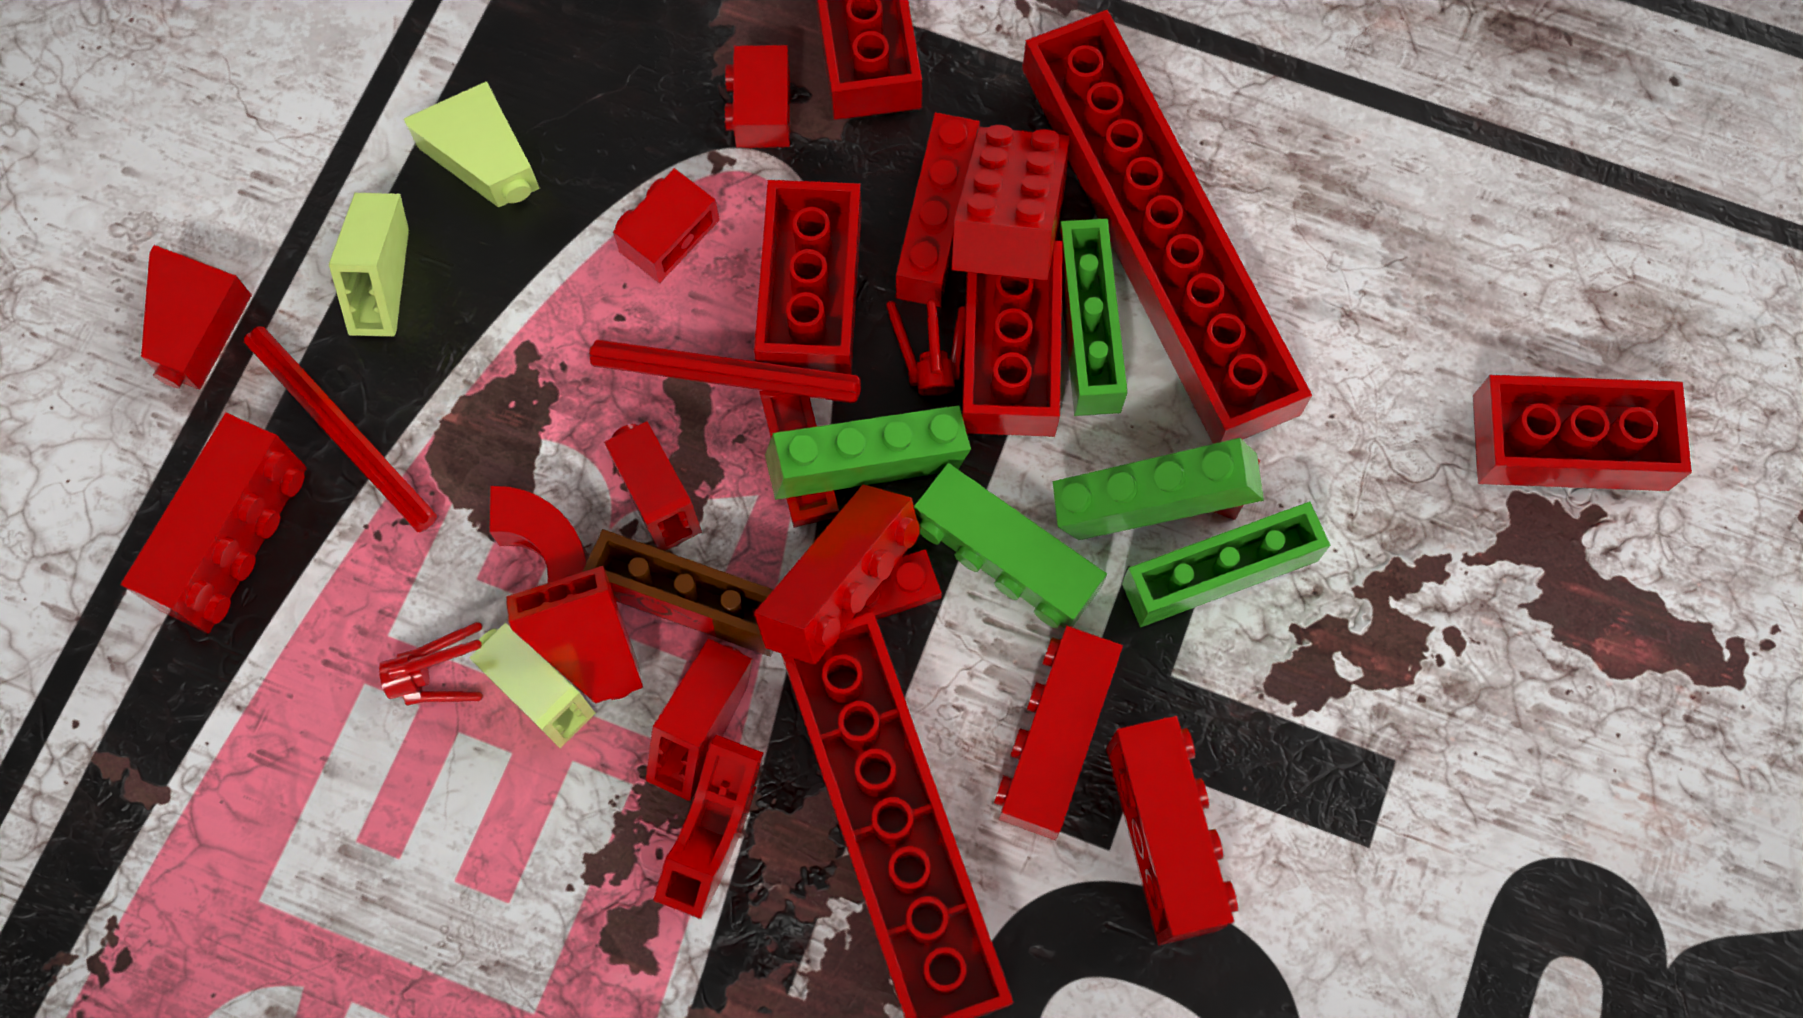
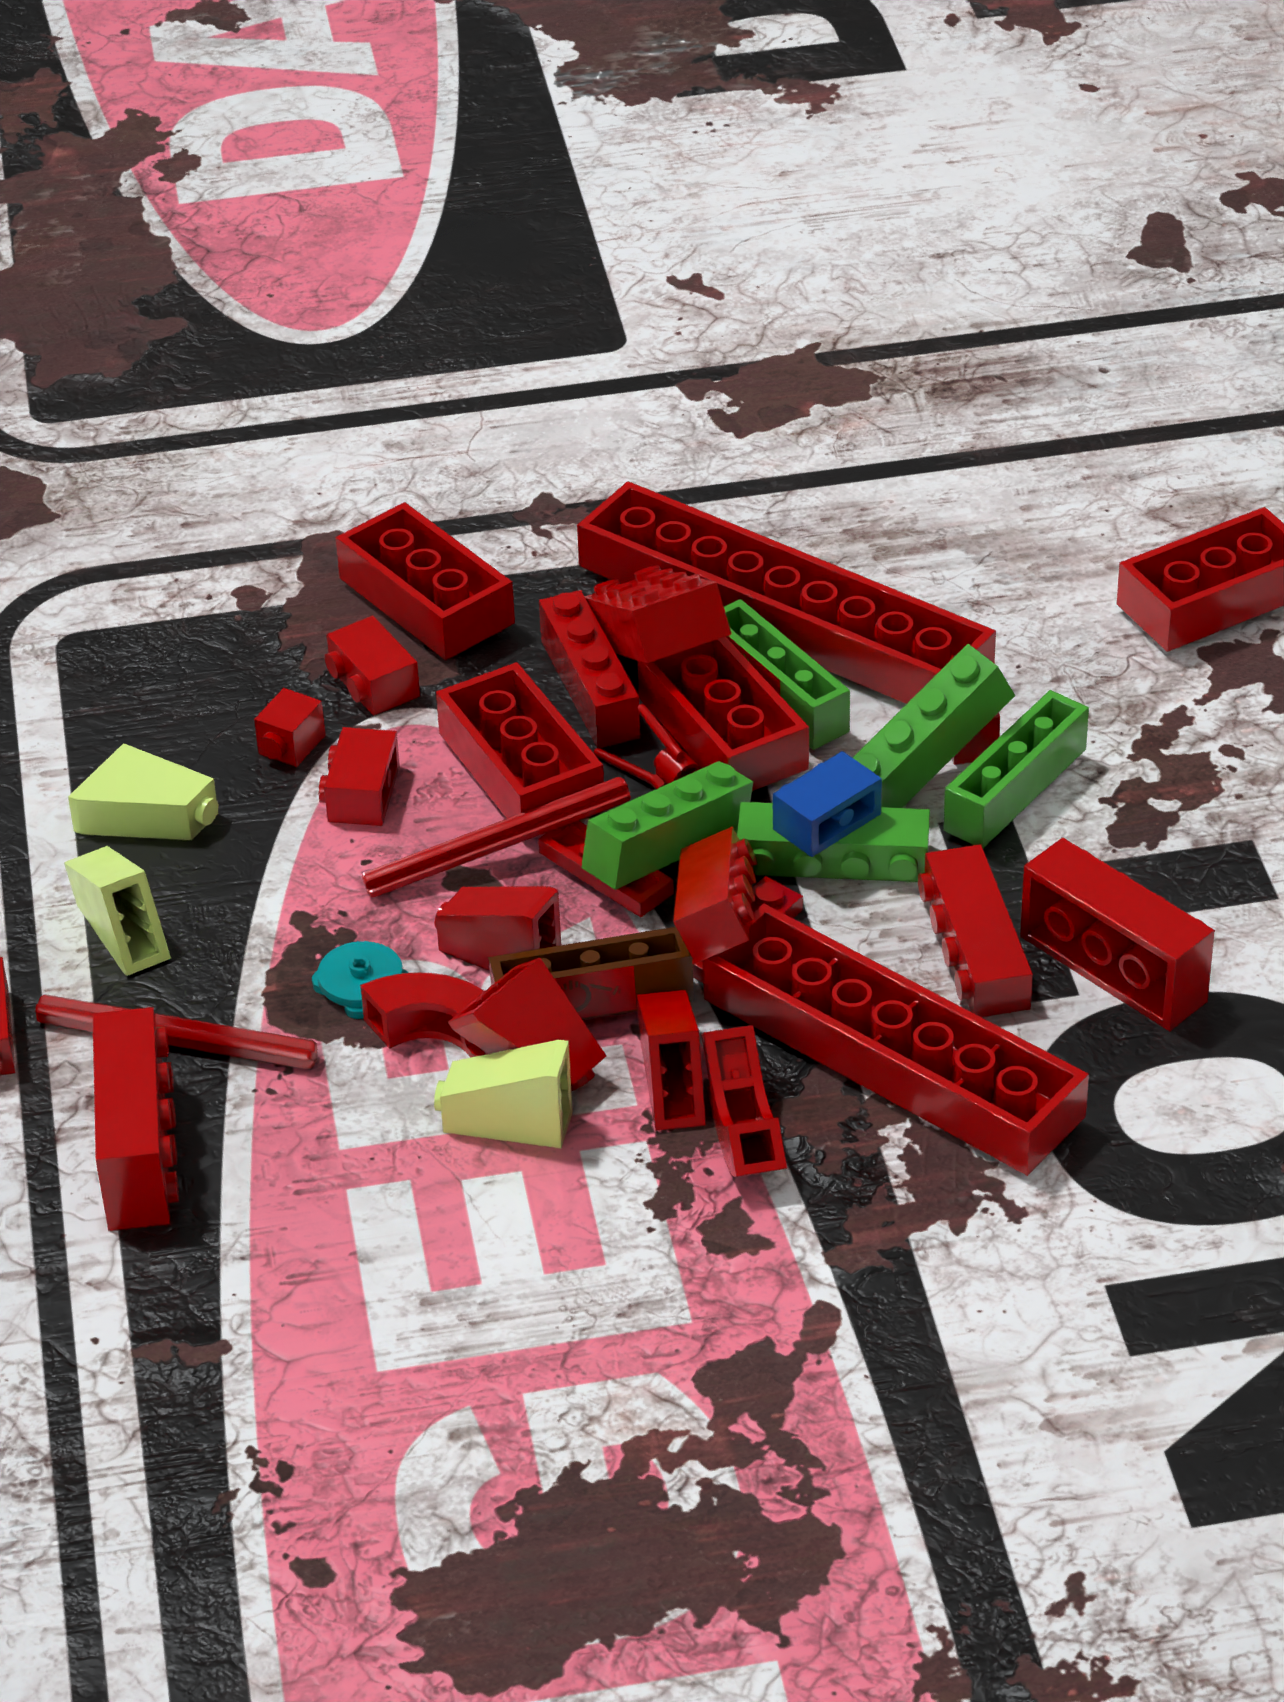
camera: 30 degrees left, 30 degrees down
(409, 671) = (388, 1148): red plant -> none
(523, 453) = (351, 966): none -> teal piece
(644, 132) = (290, 727): none -> red brick
(1007, 524) = (827, 803): none -> blue brick

